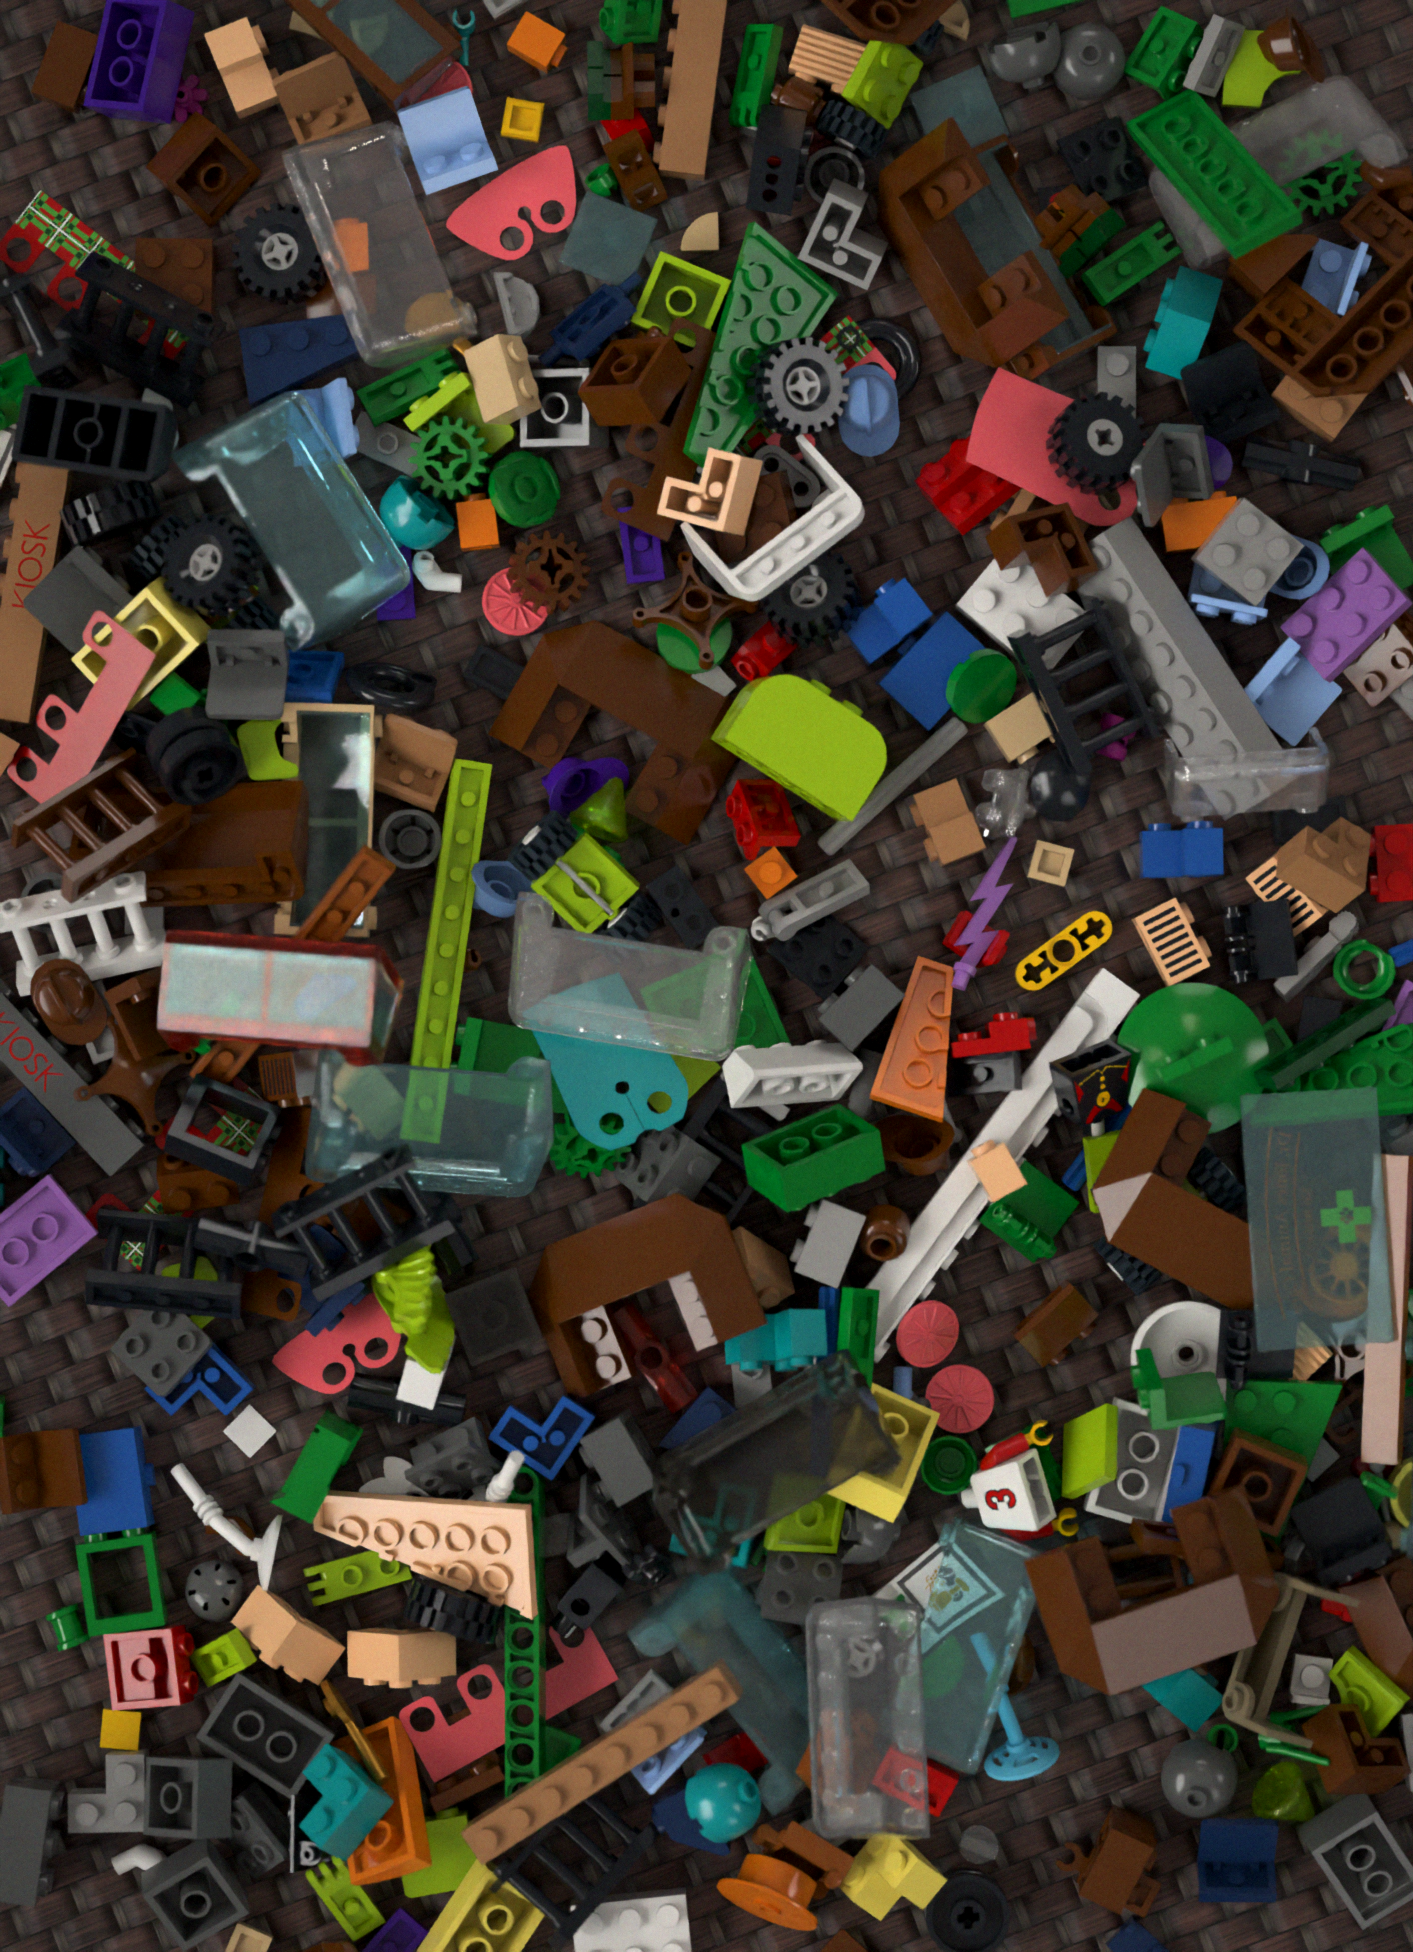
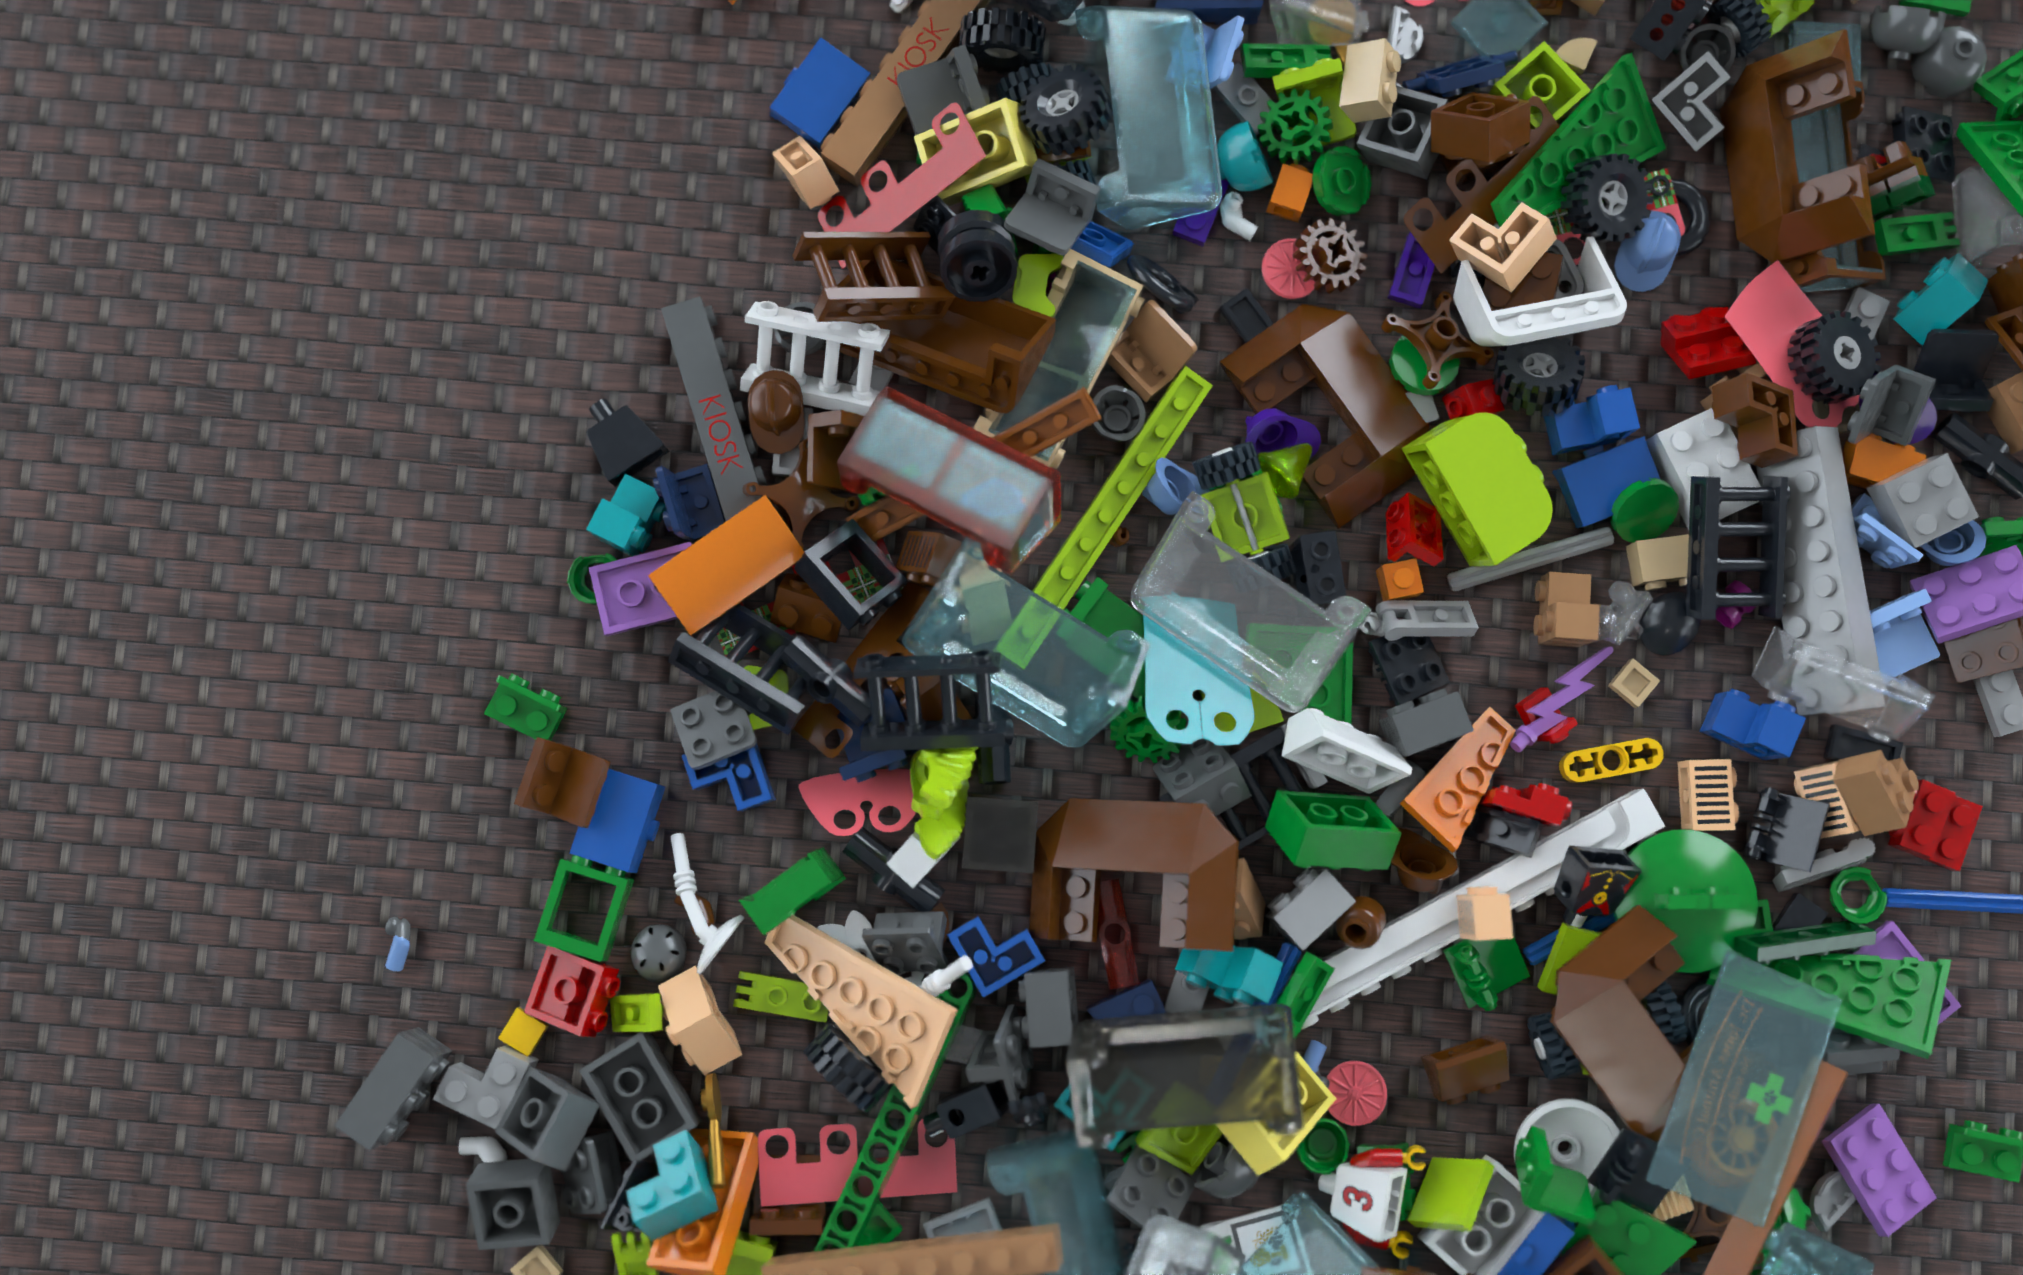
camera: 25 degrees right, 5 degrees down
(67, 1627) = (521, 924): green bush -> none
(97, 1181) = (727, 565): none -> orange slope
(249, 1431) = (752, 834): white sticker -> none
(400, 1656) = (784, 1084): light nougat brick -> none
(927, 1333) = (1354, 1025): coral wheel -> none

